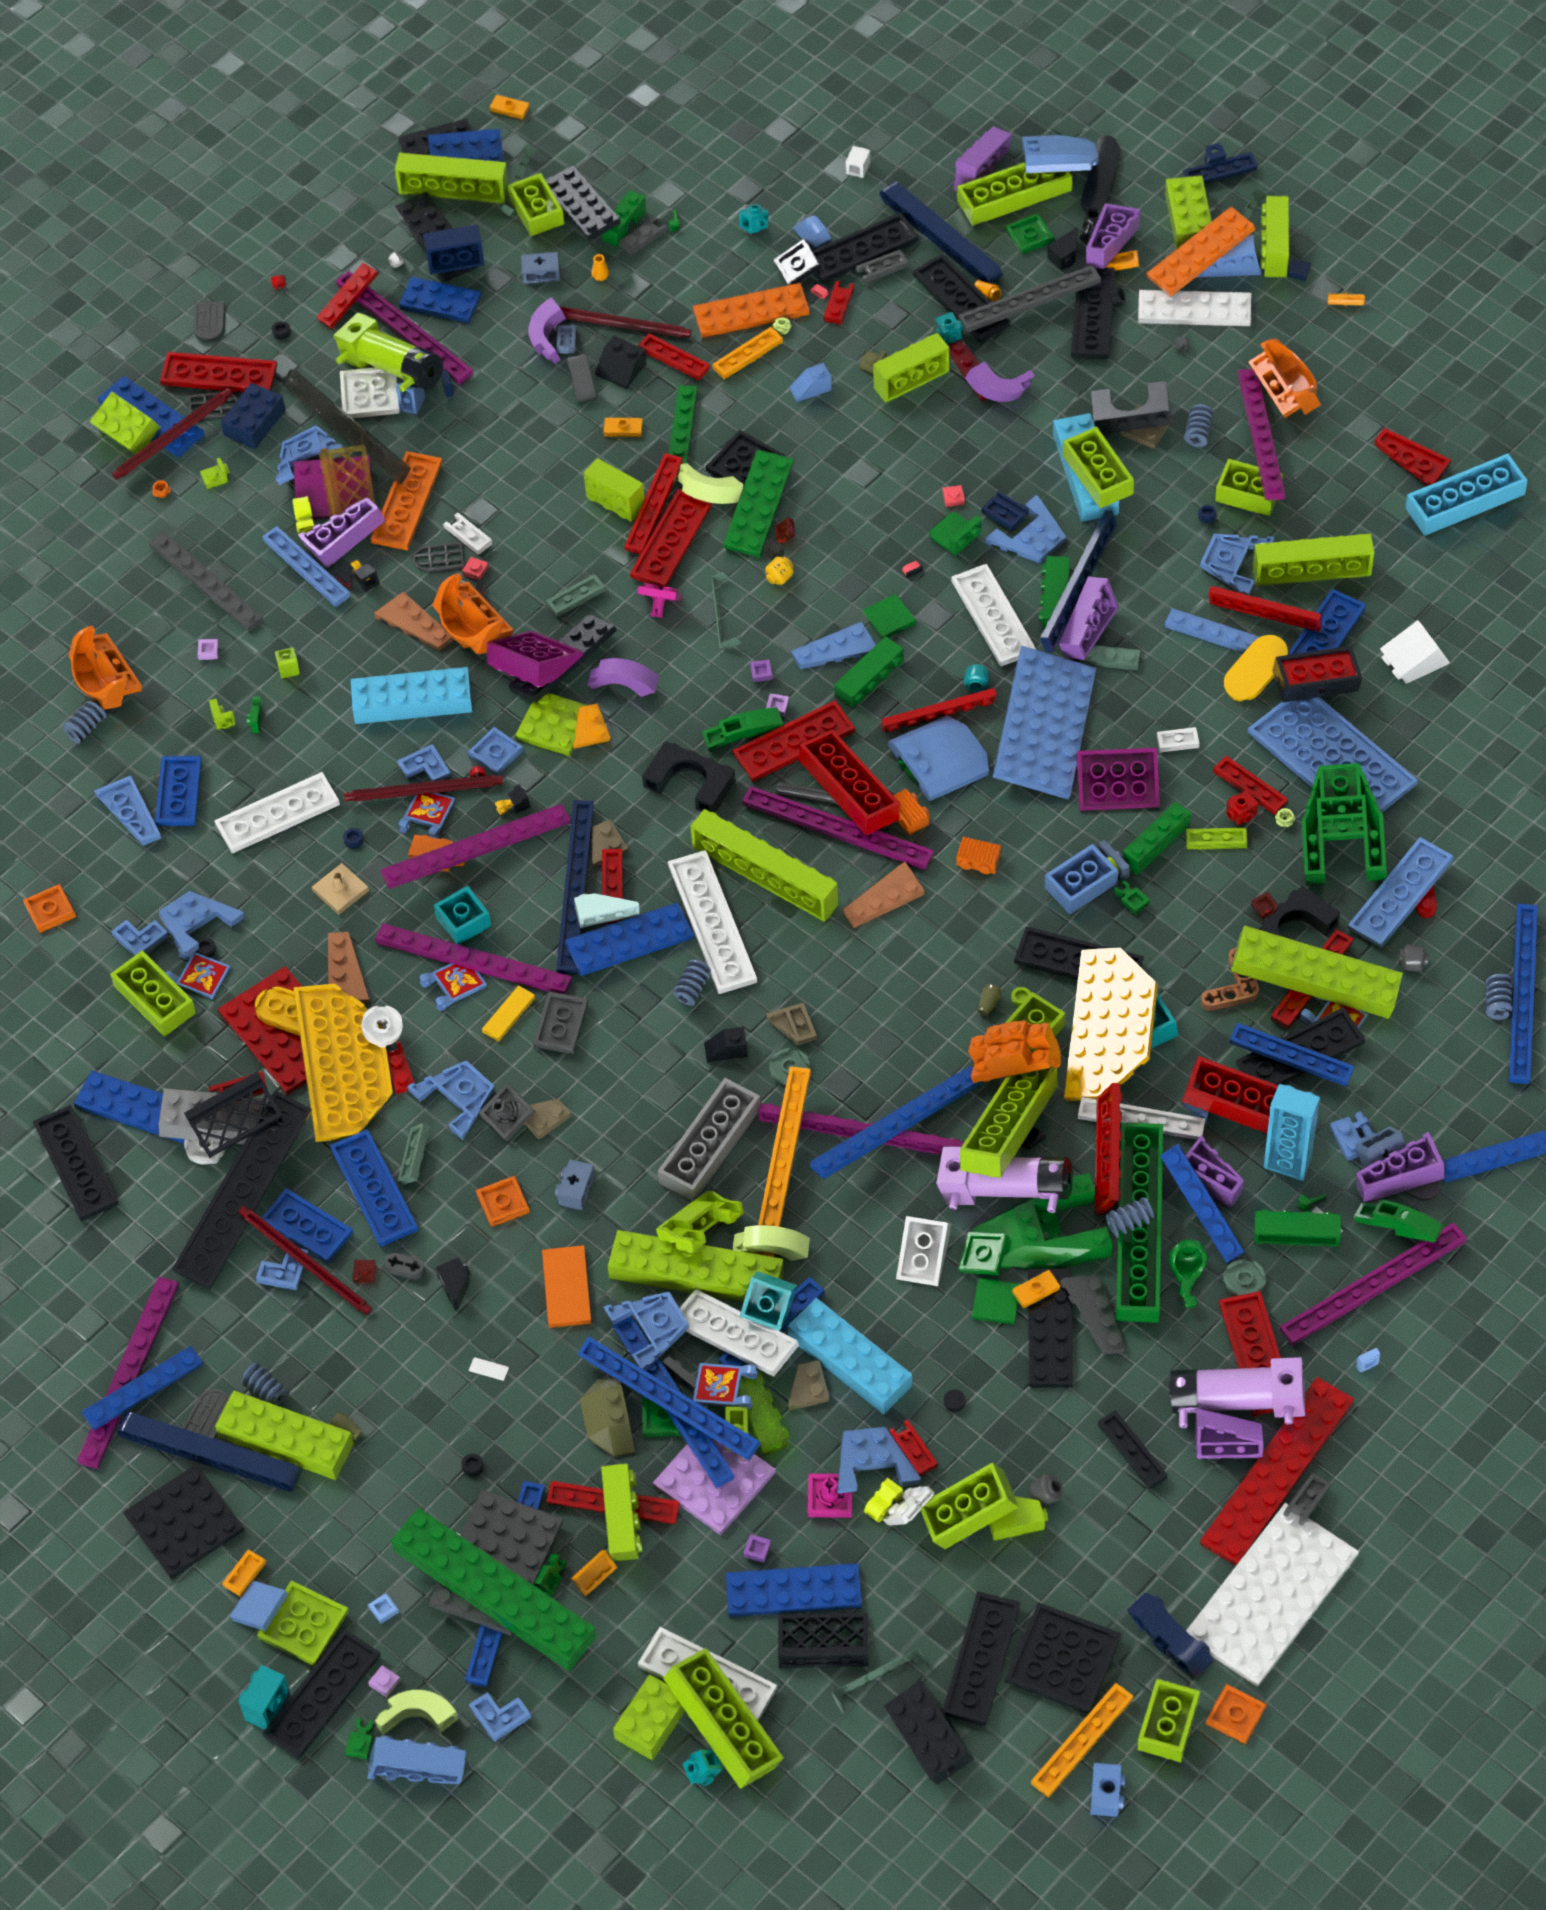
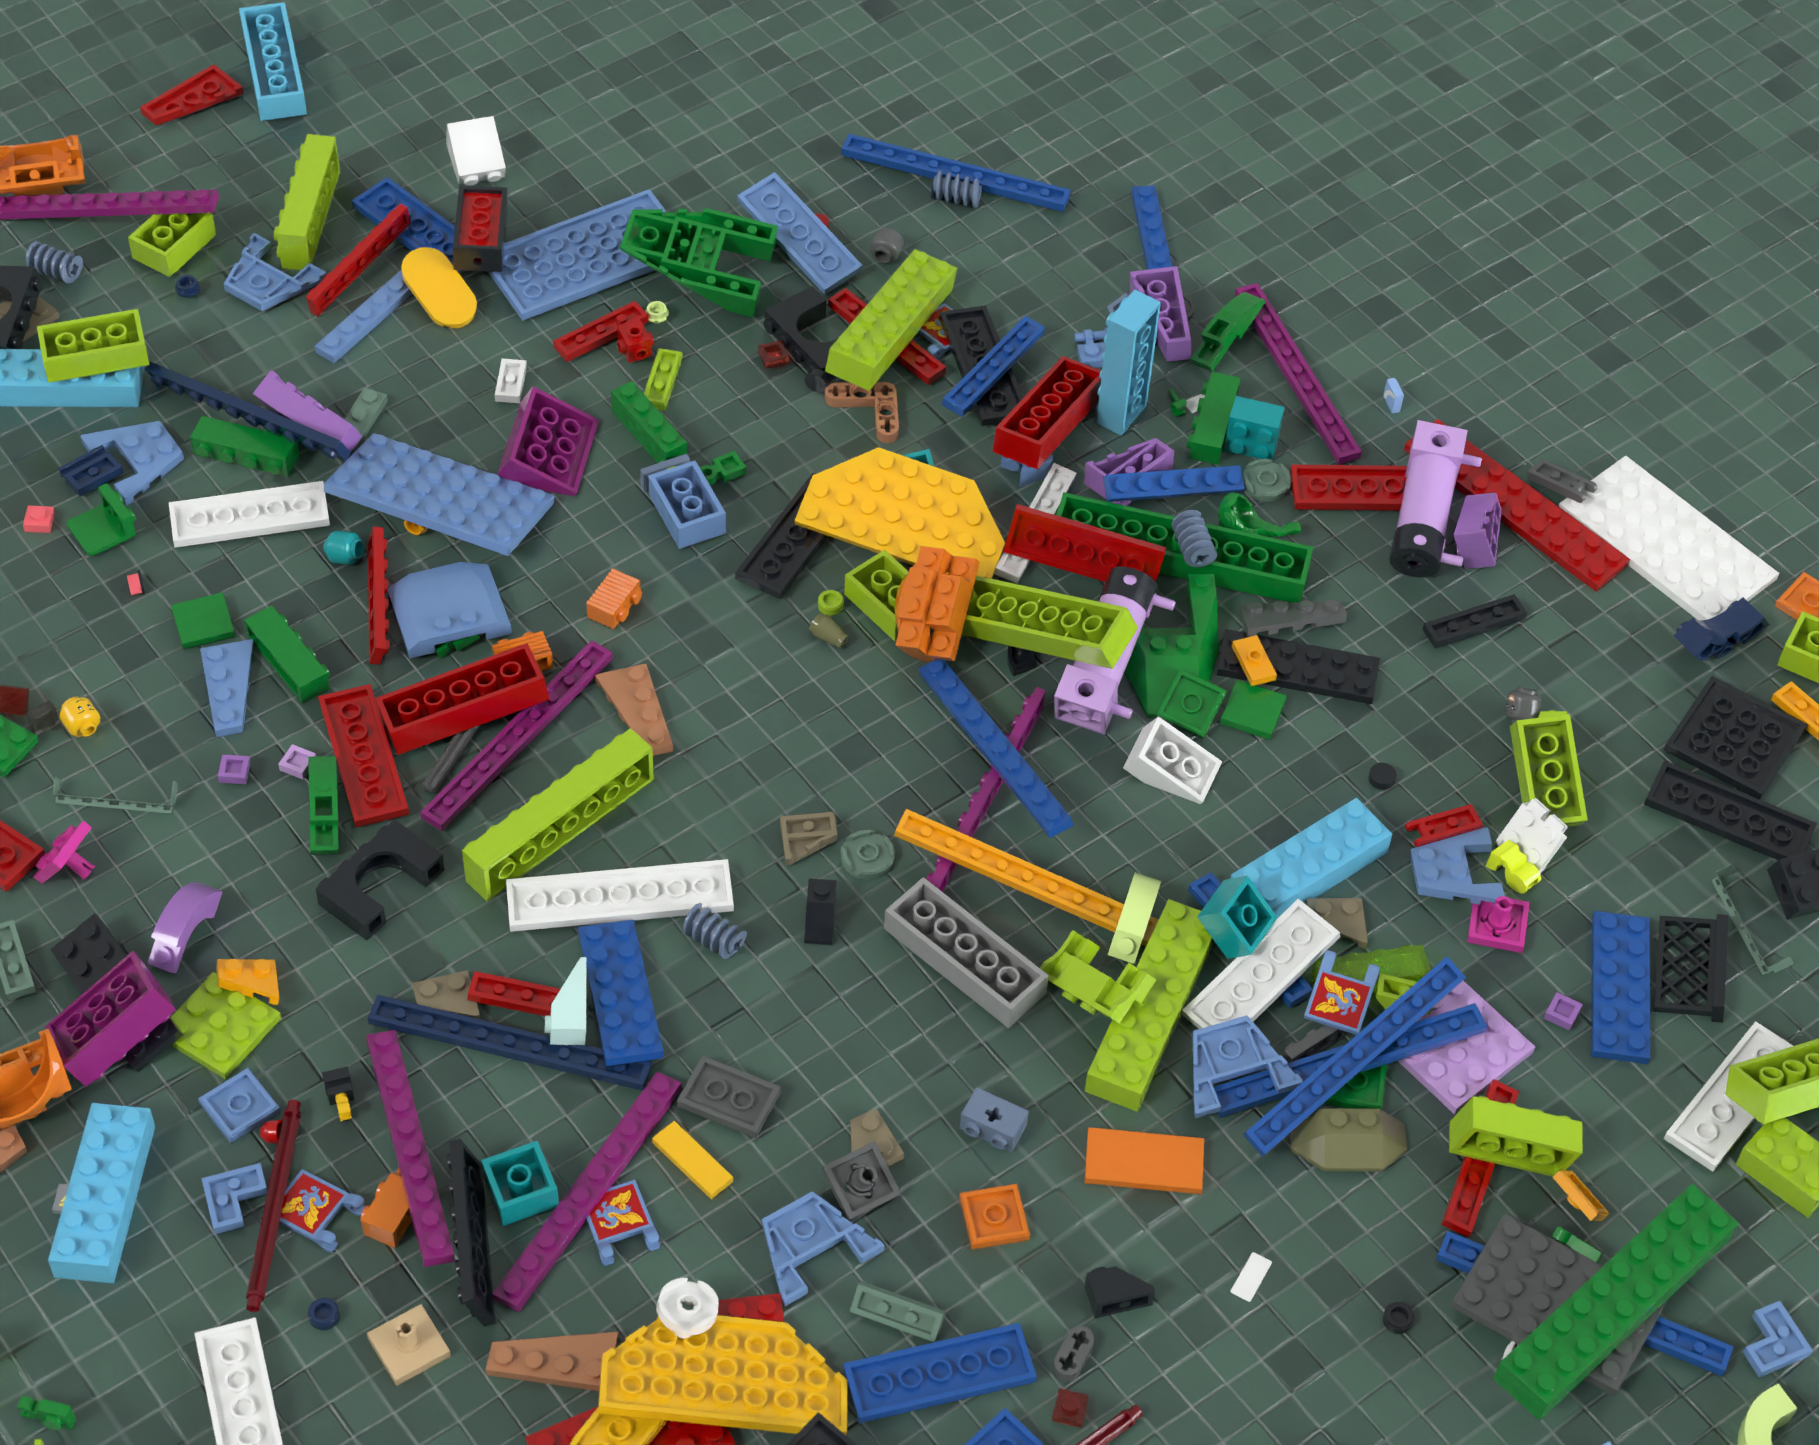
camera: 85 degrees left, 5 degrees down
(414, 896) = (471, 1233): none -> black plate
(1283, 1254) = (1254, 428): none -> teal brick

